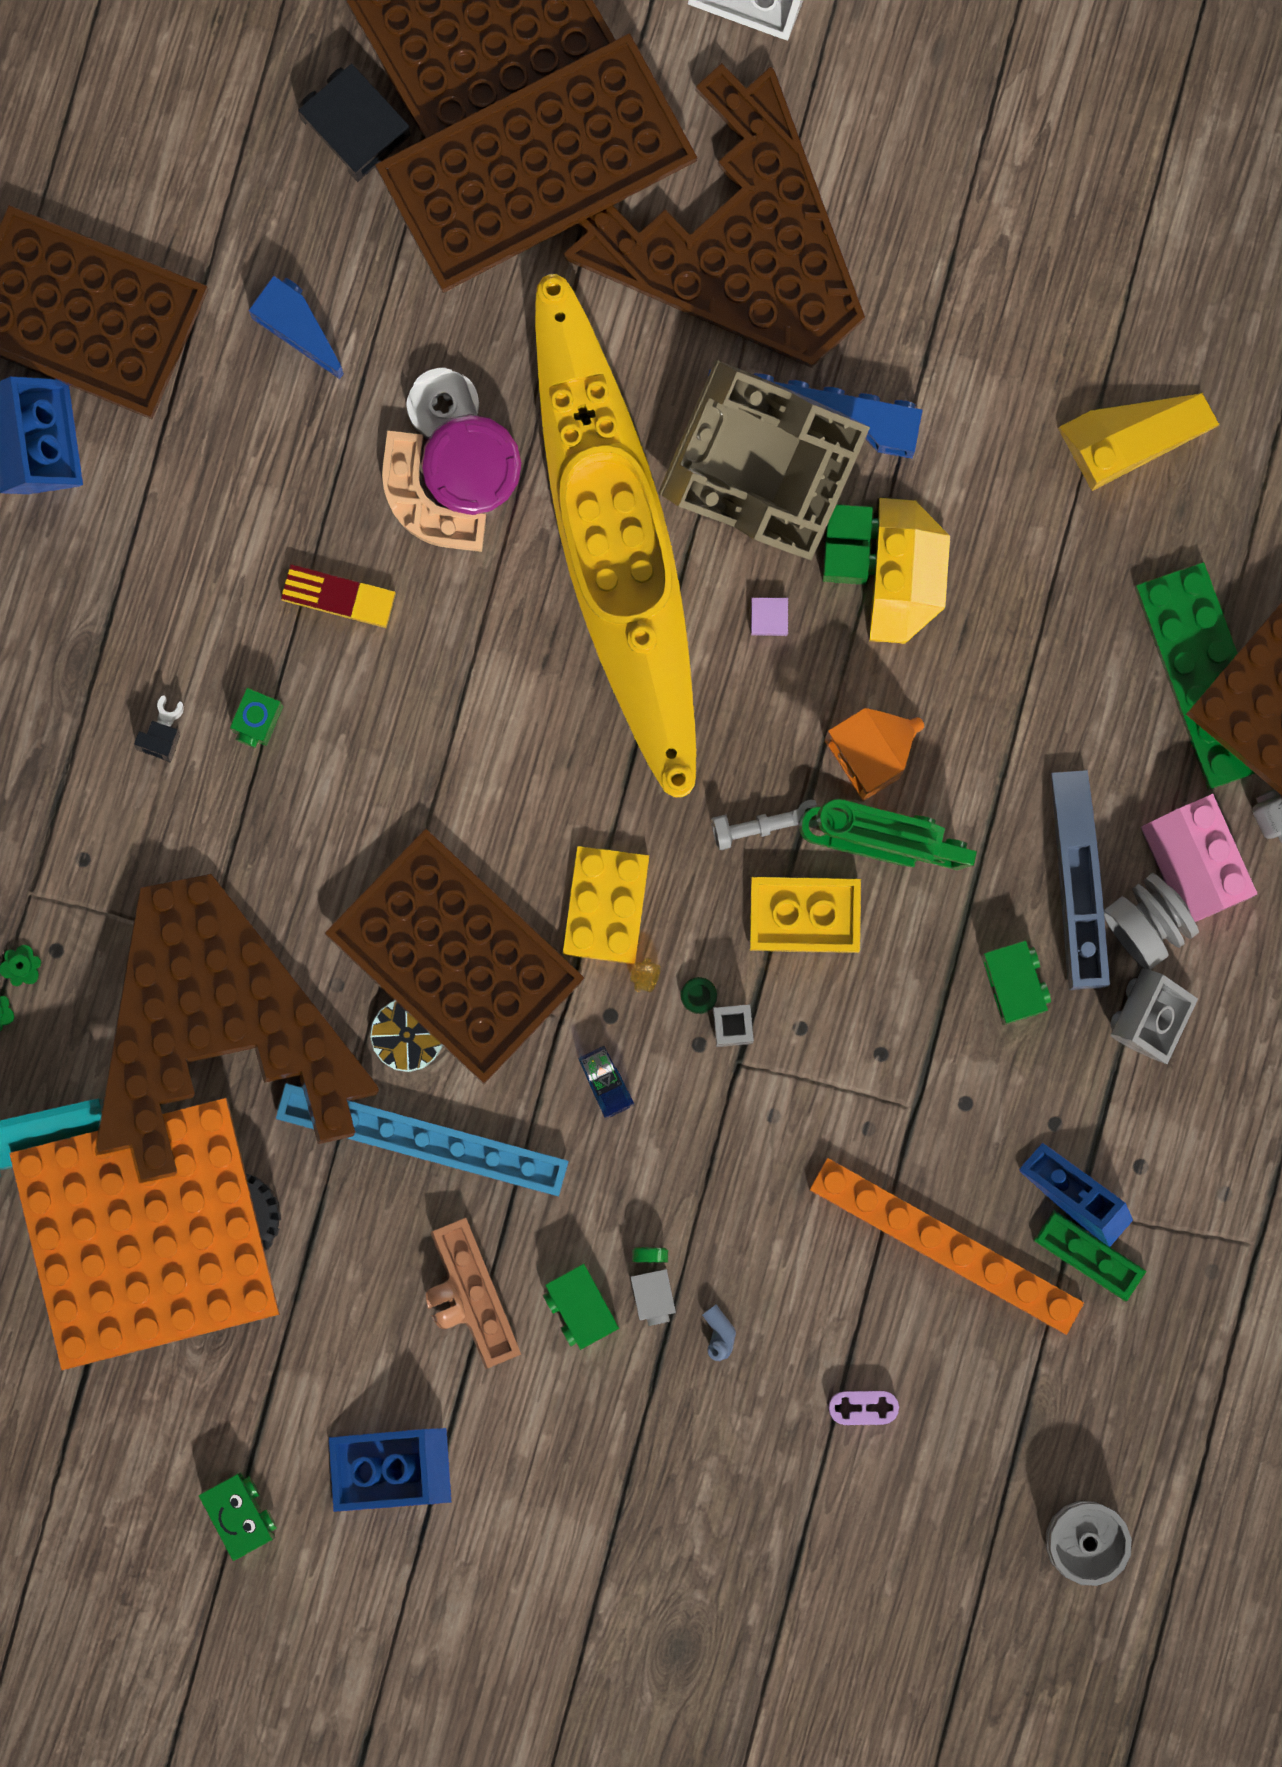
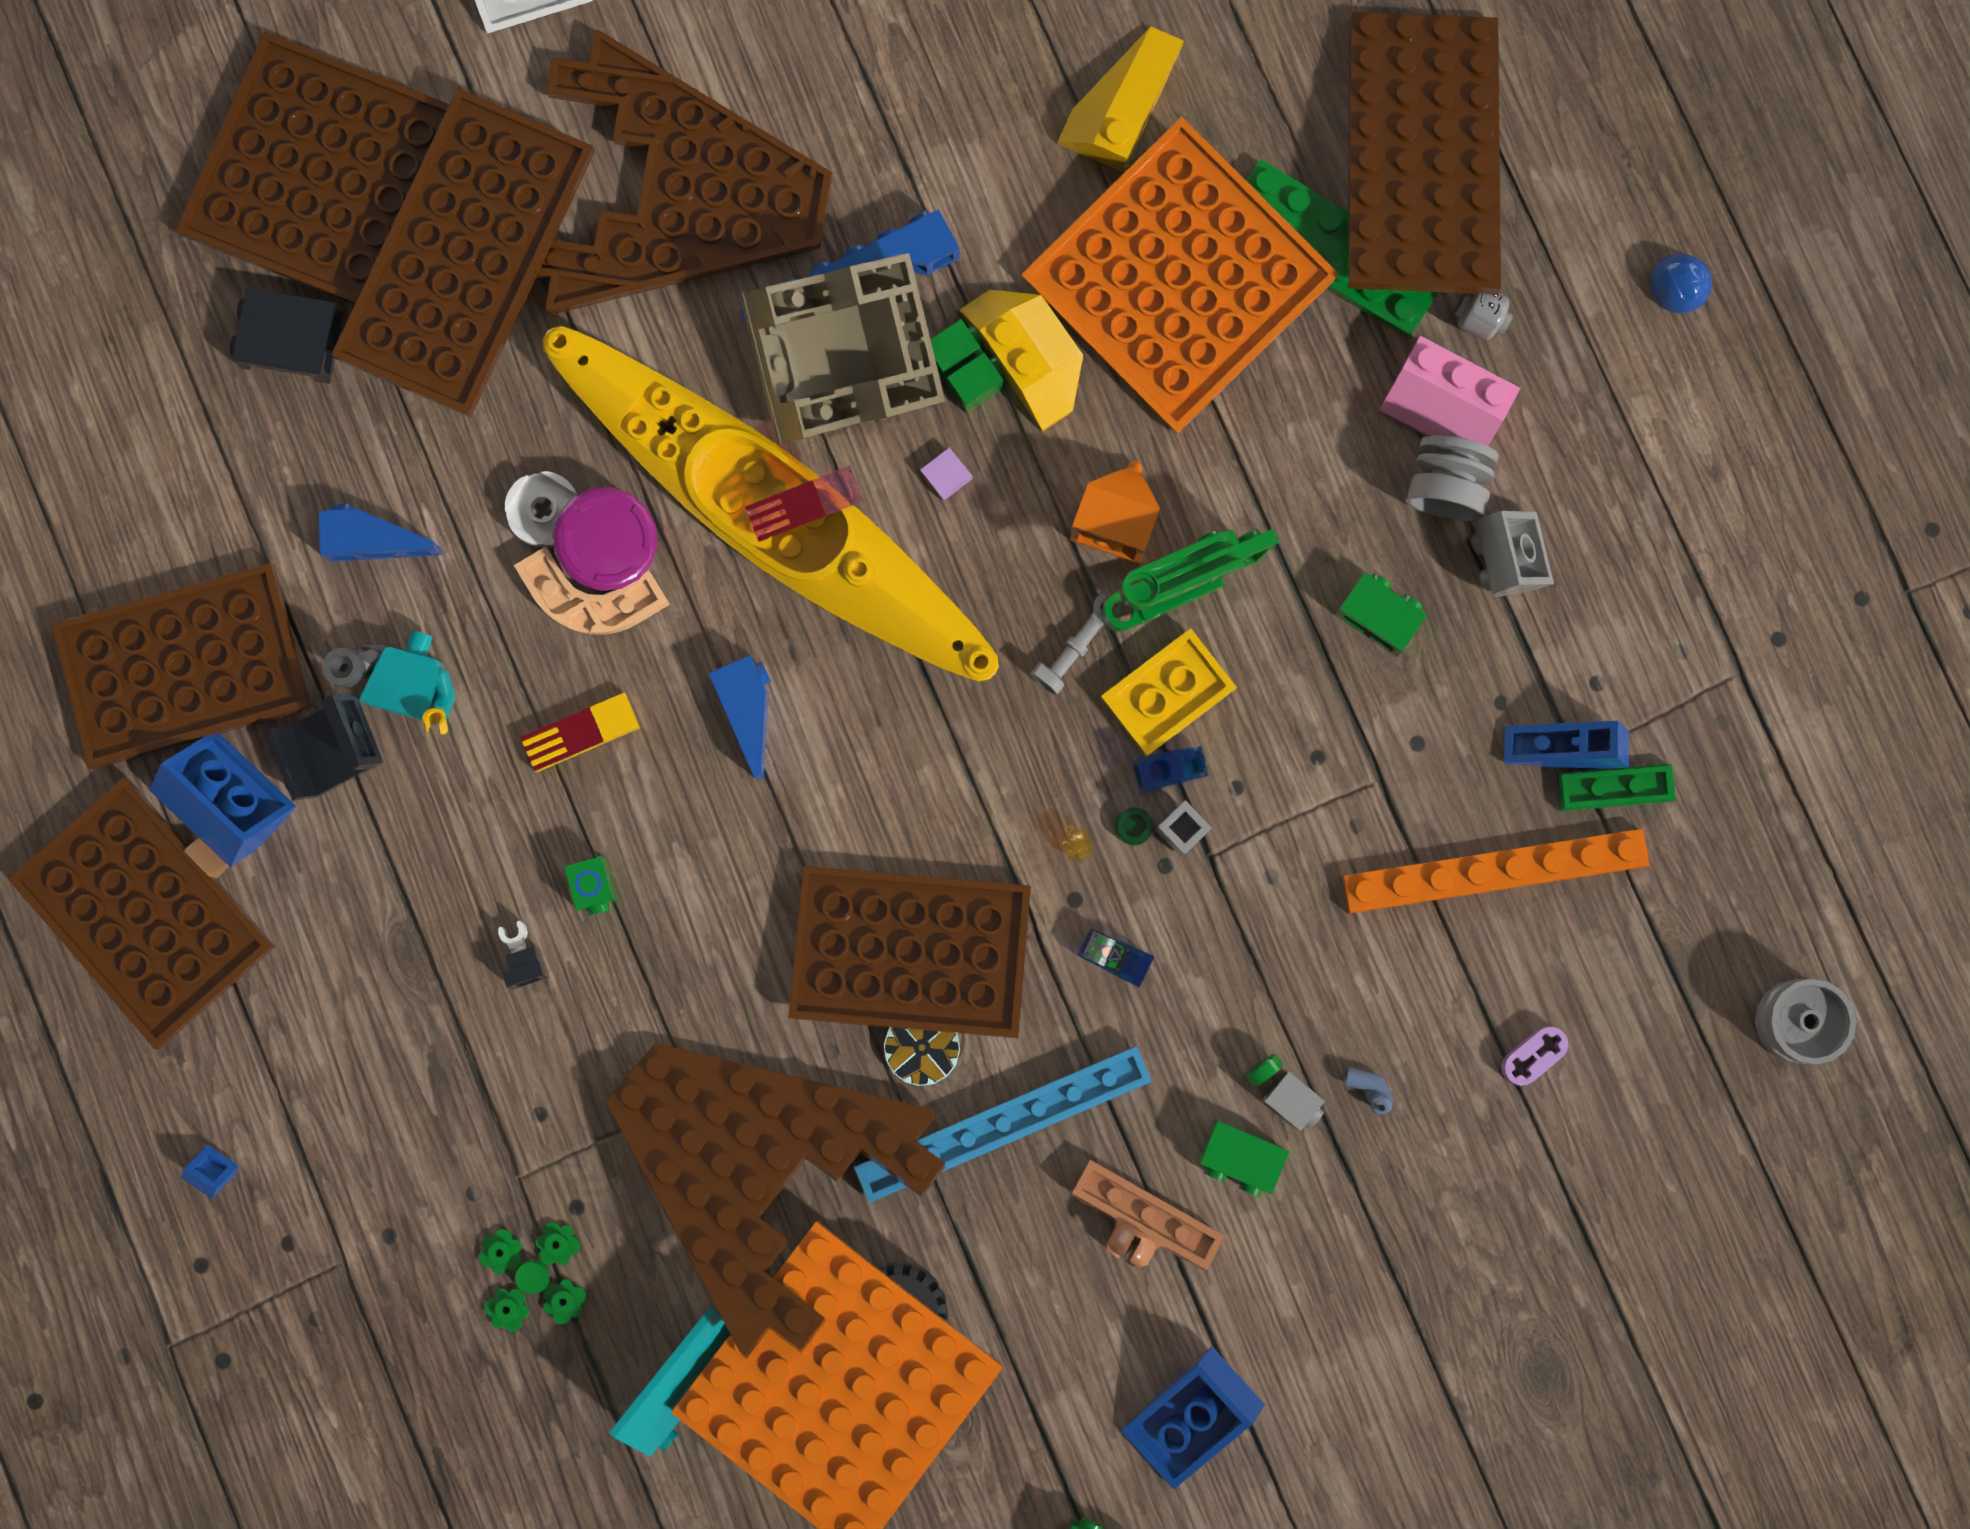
camera: 35 degrees left, 0 degrees up
(139, 458) = (325, 747): none -> black panel
(234, 451) = (398, 679): none -> teal torso
(478, 673) = (746, 705): none -> blue slope
(606, 905) = (1000, 812): yellow plate -> none
(641, 555) = (804, 503): none -> tile
(760, 974) = (1169, 769): none -> clear blue leg
(1067, 603) = (1180, 275): none -> orange plate
(1079, 882) = (1369, 492): sand blue slope -> none

